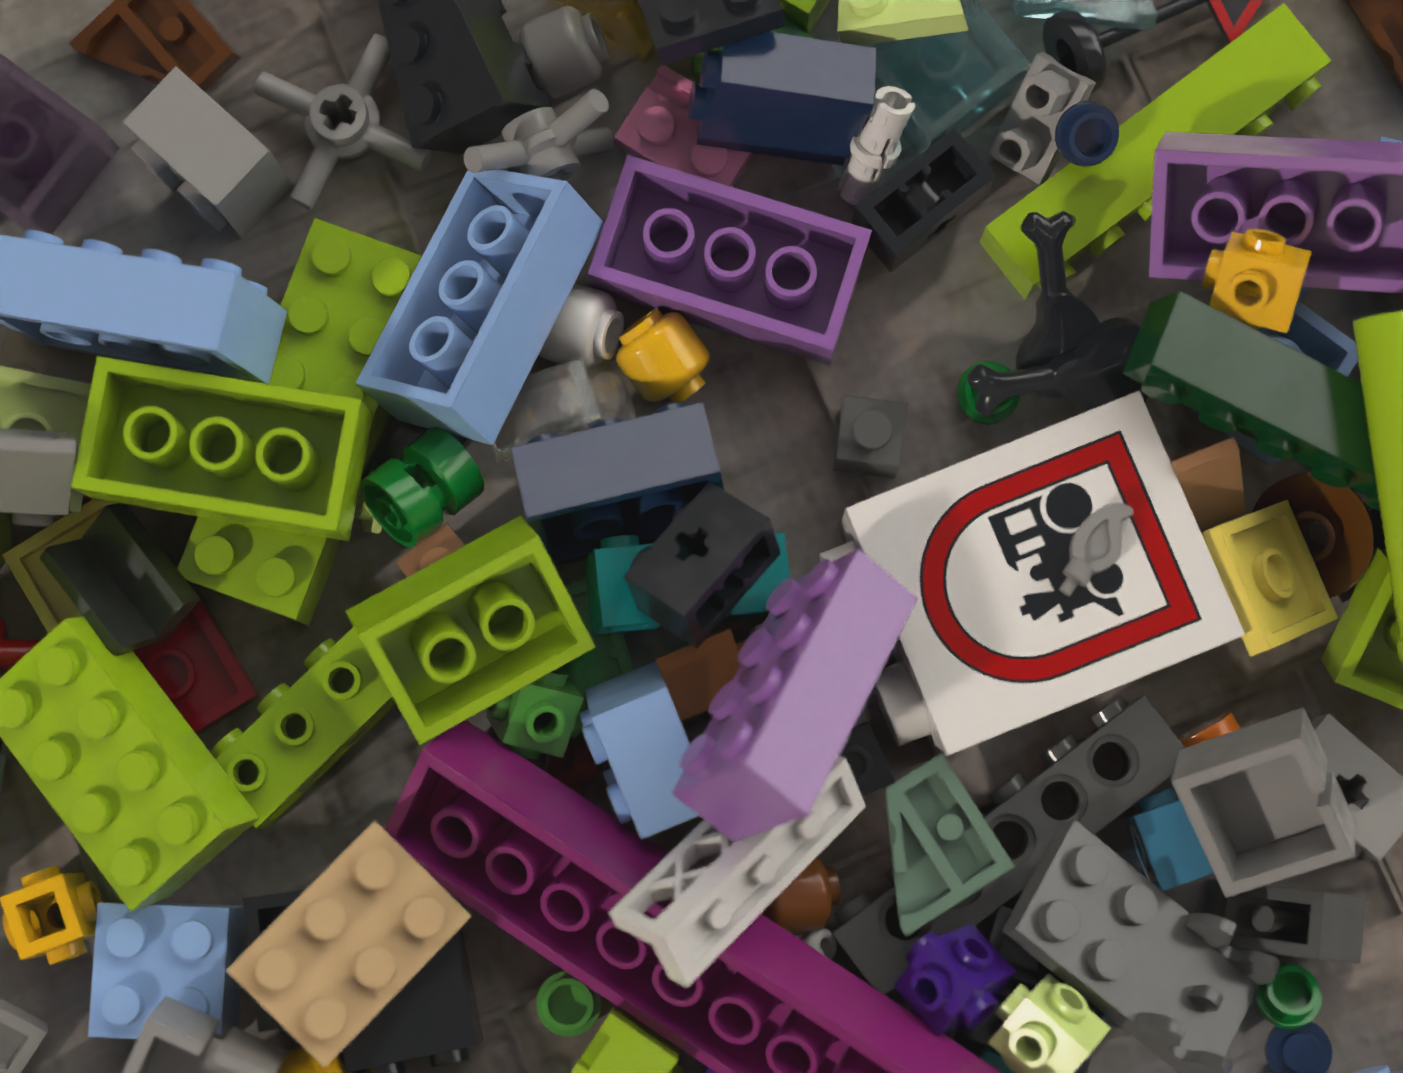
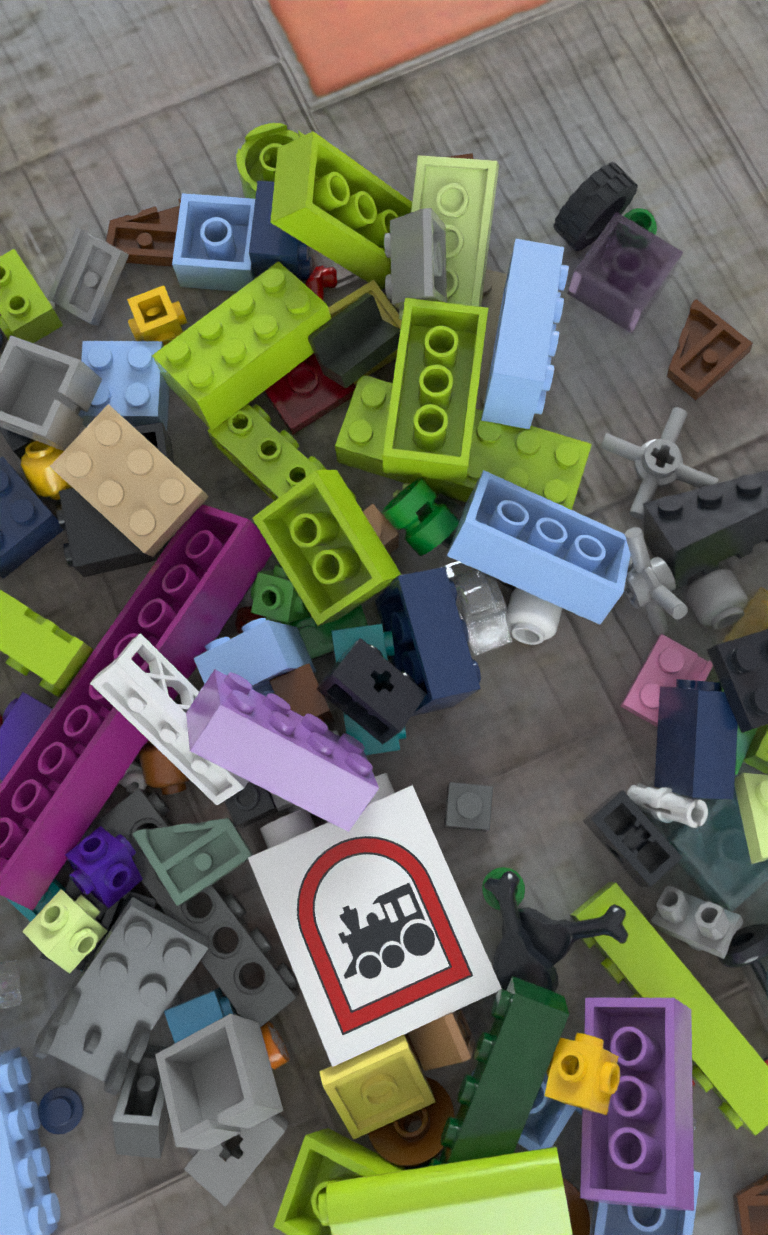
camera: 85 degrees right, 5 degrees down
(206, 155) = (628, 377): light grey piece -> none
(567, 1005) = (97, 623): bright green plate -> none
(663, 356) = (515, 670): yellow head -> none
(729, 259) = (582, 710): medium lavender brick -> none
(1086, 133) = (686, 952): dark blue plate -> none
(1095, 545) = (390, 957): light grey piece -> none
(1290, 998) = (95, 1105): green plate -> none

